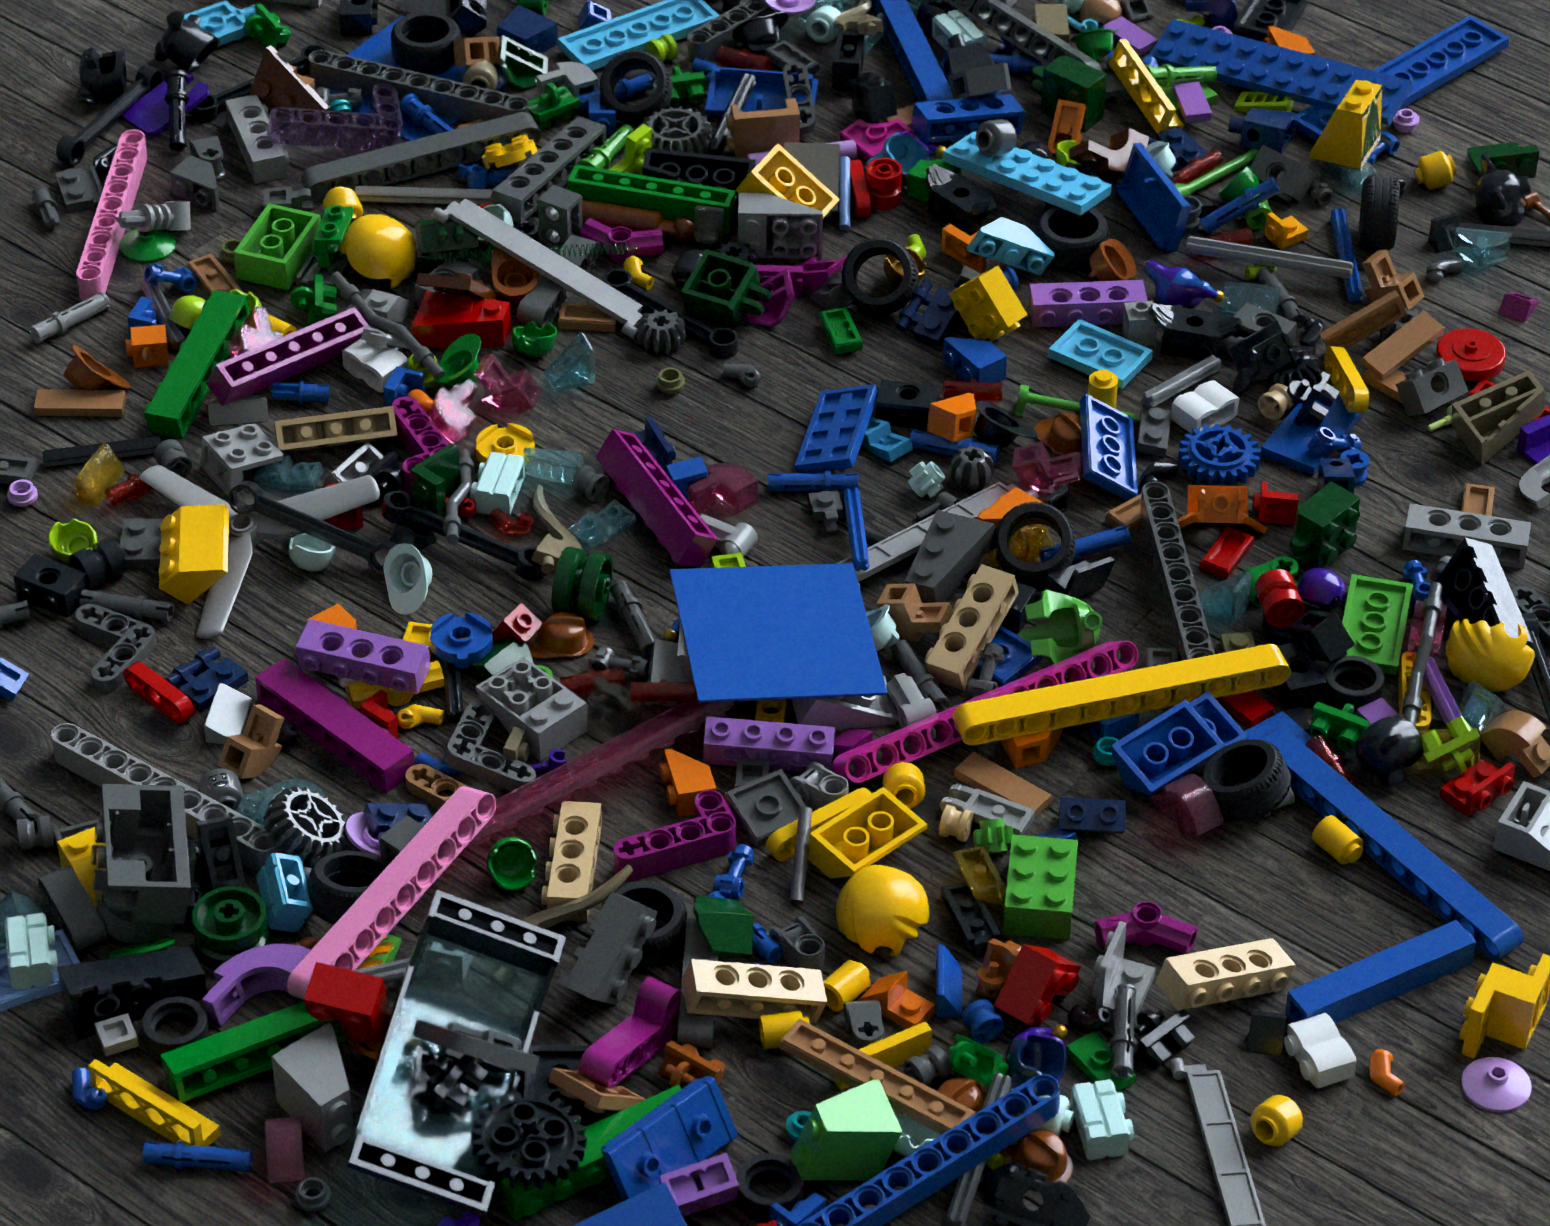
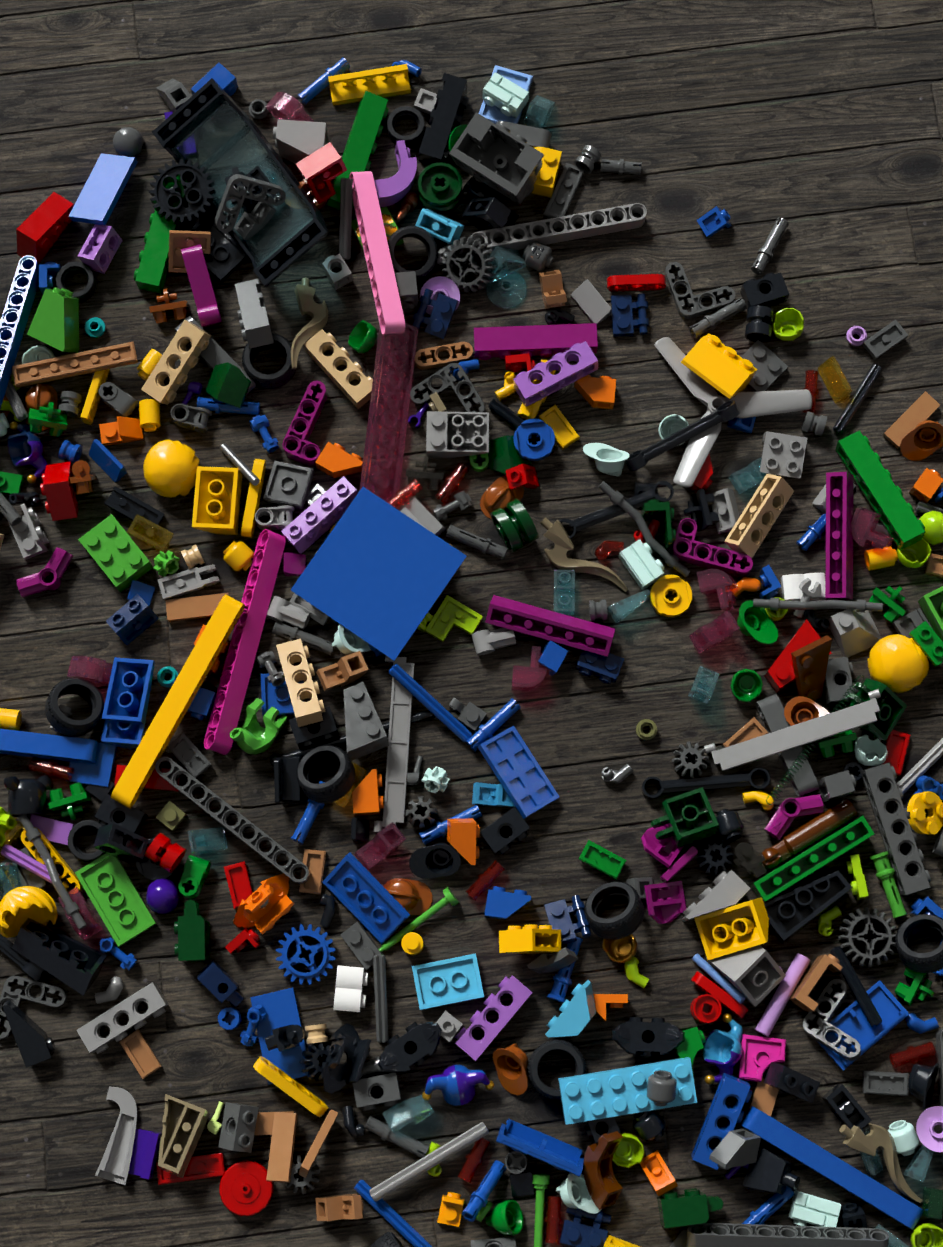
camera: 135 degrees right, 35 degrees up
(670, 1137) = (134, 254): blue container -> none

